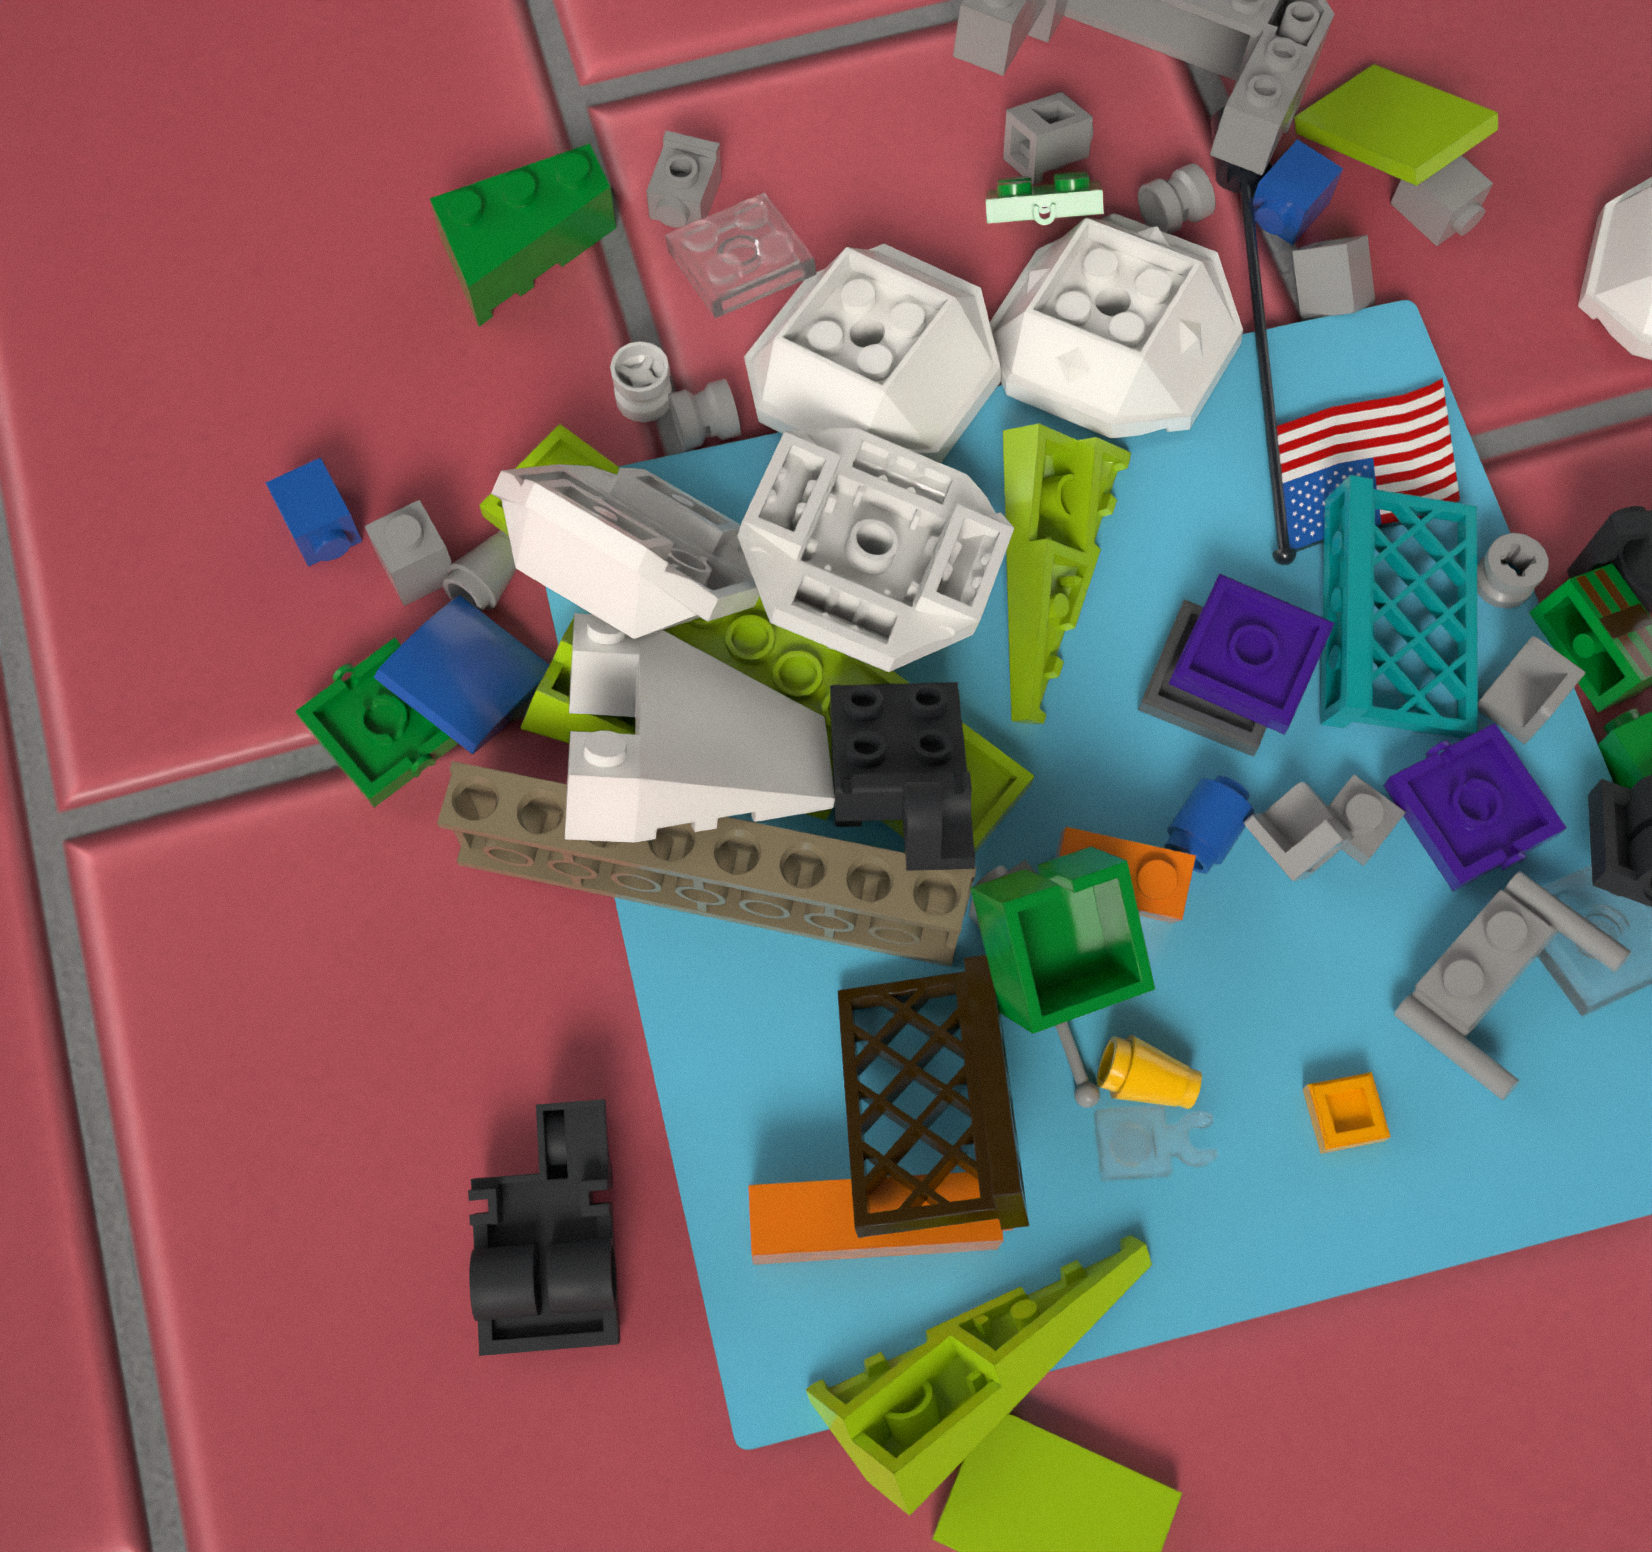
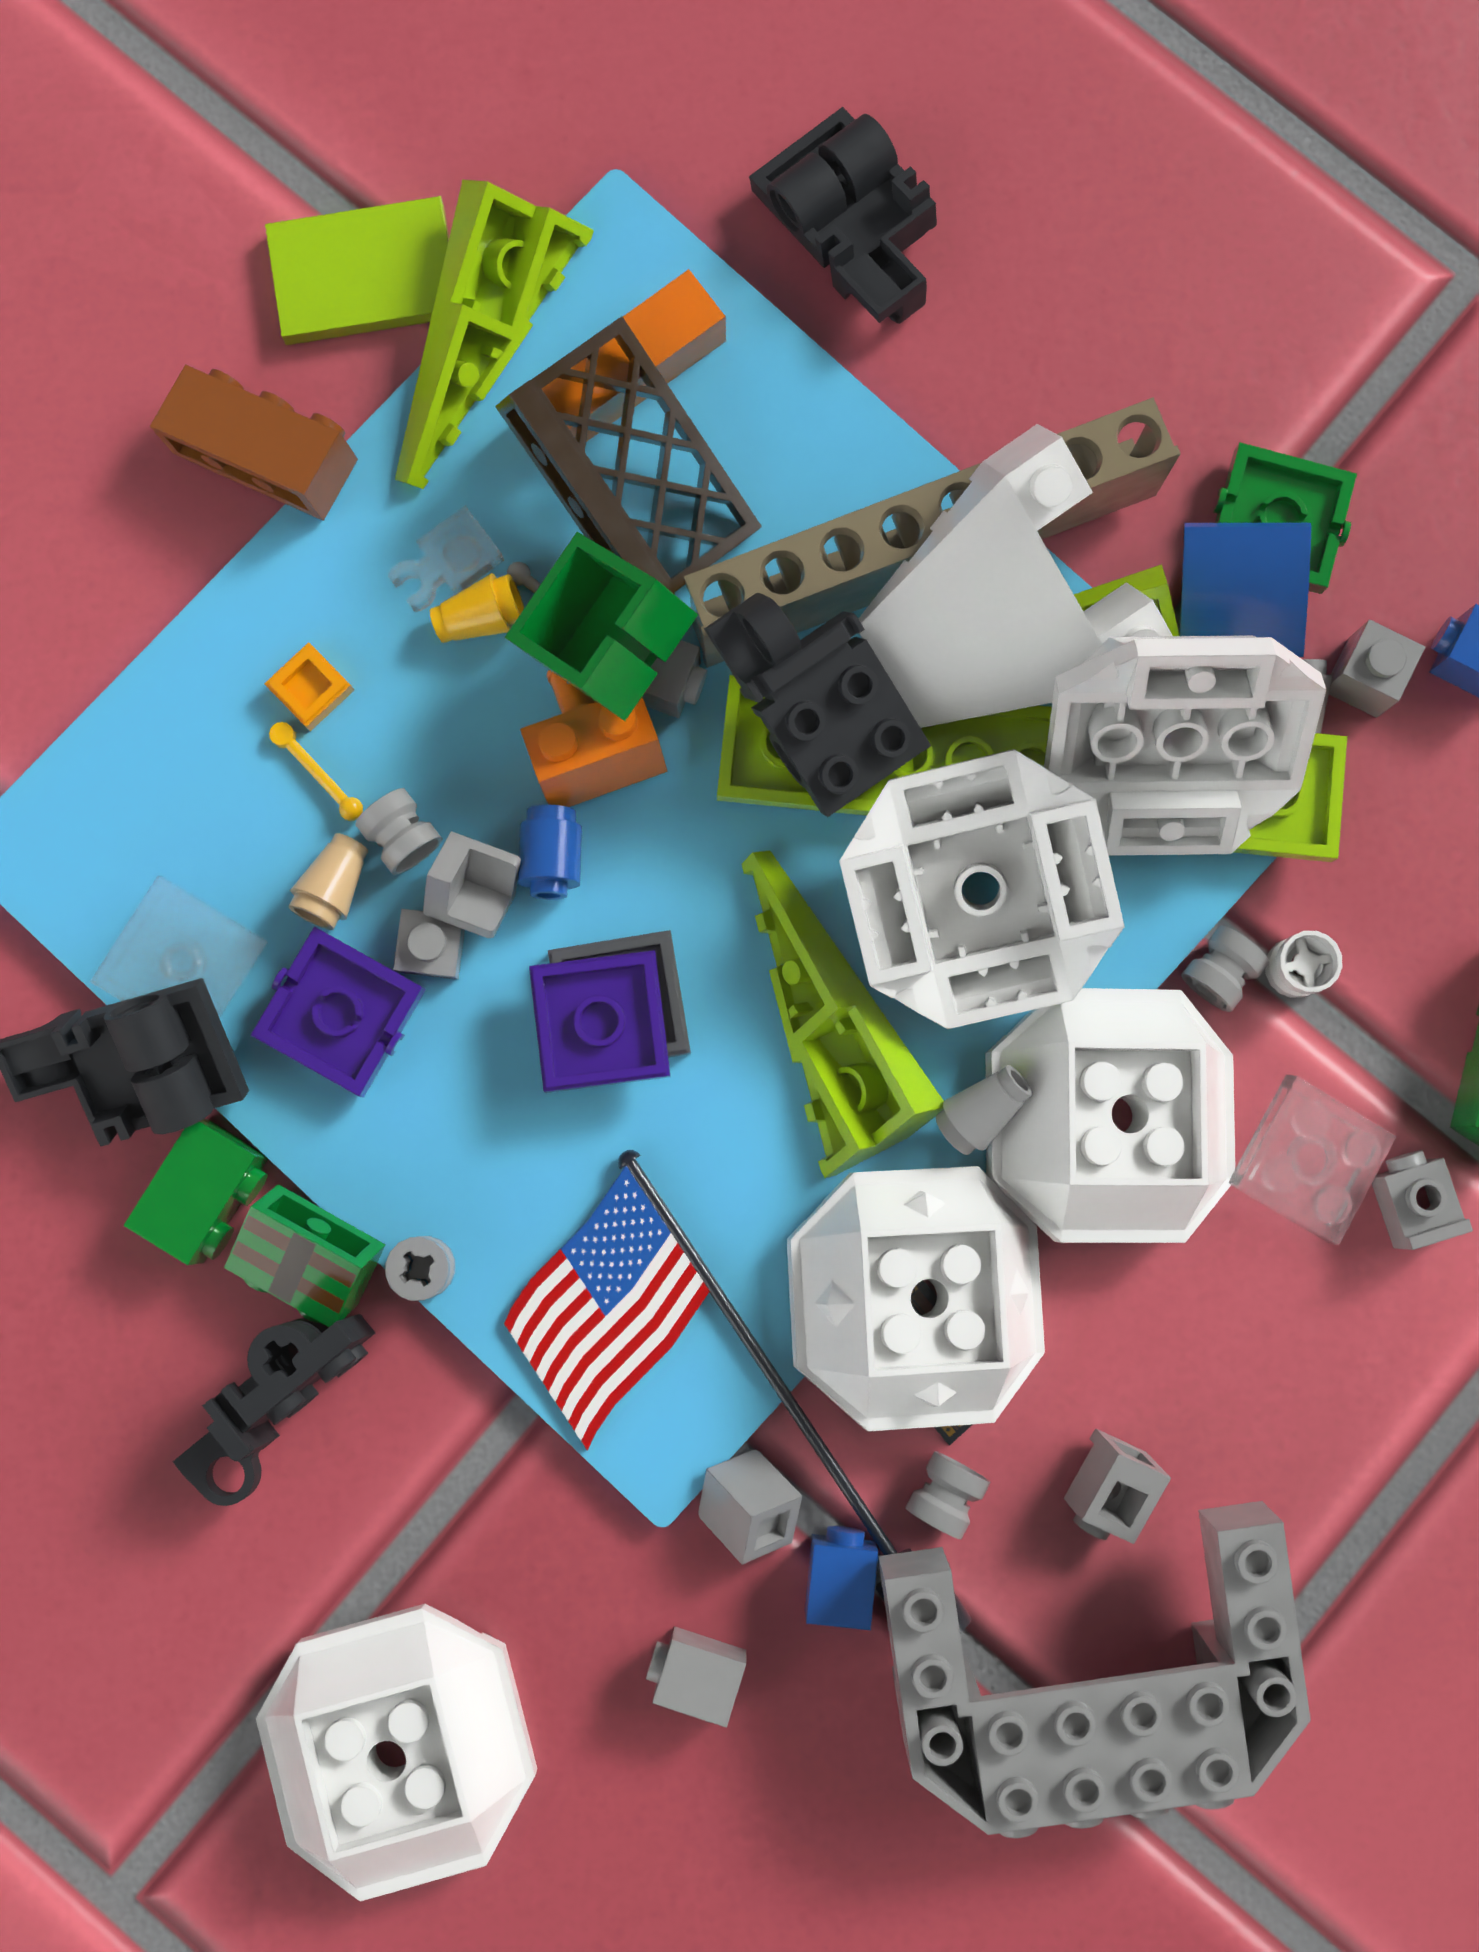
camera: 150 degrees right, 15 degrees up
(979, 404) = (982, 1110): none -> light grey cone
(1068, 196) = (1066, 1392): plate -> none
(1273, 1387) = (255, 440): none -> dark orange brick
(1336, 921) = (396, 828): none -> light grey wheel
(1350, 603) = (547, 1146): teal fence -> none
(1394, 1084) = (285, 737): none -> yellow hinge
(1396, 124) = (786, 1723): lime tile -> none
(1425, 917) = (329, 883): none -> tan cone
(1487, 963) = (257, 870): light grey plate -> none
(1530, 689) = (344, 1148): light grey panel -> none

